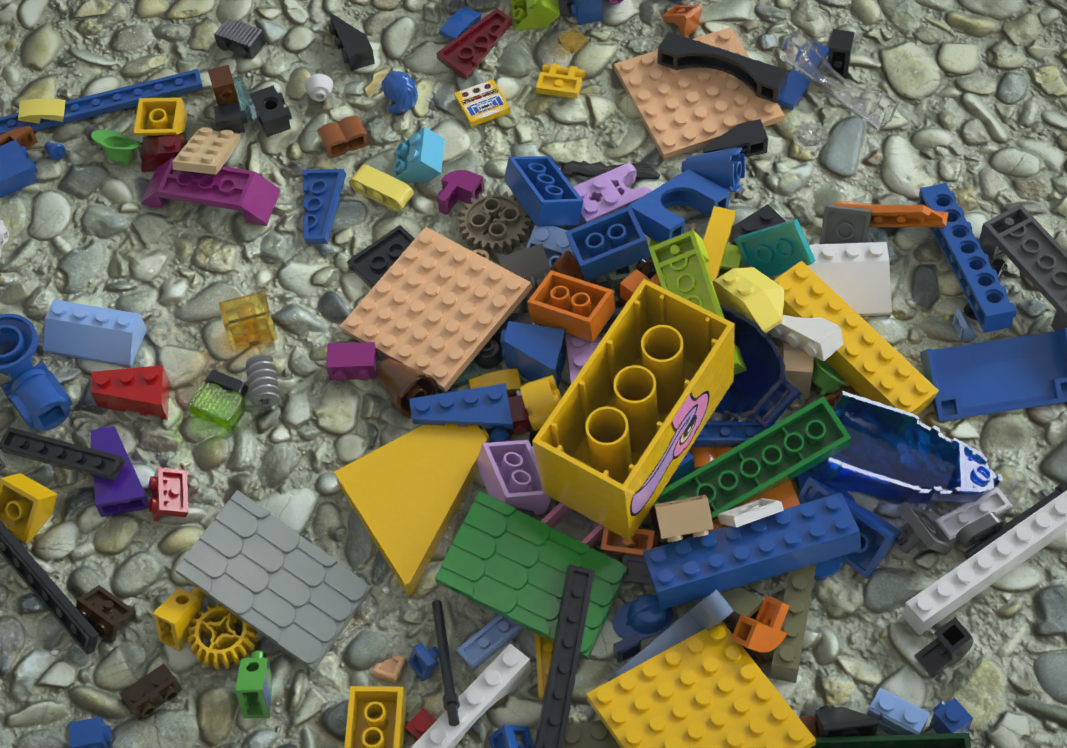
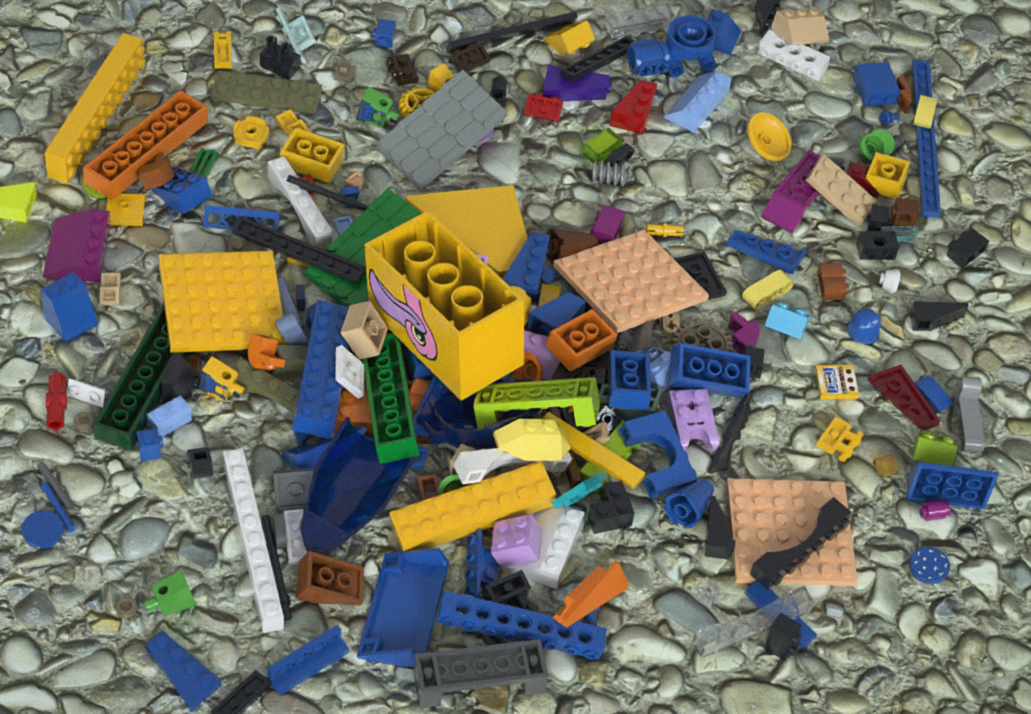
camera: 100 degrees right, 5 degrees down
(140, 242) = (769, 136): none -> yellow dish
(161, 552) = (498, 90): none -> black piece
(248, 321) = (664, 174): clear yellow brick -> none
(330, 306) = (664, 230): none -> yellow pin
(493, 172) = (756, 361): none -> black brick
(685, 16) = (879, 545): orange slope -> none
(813, 672) = (219, 380): none -> yellow torso
(845, 225) = (587, 558): dark grey tile -> none
(867, 291) = (516, 540): none -> lavender brick
(914, 323) = (480, 566): none -> blue bracket
(928, 285) = (510, 589): none -> black brick
(1016, 455) = (329, 580): none -> dark orange slope

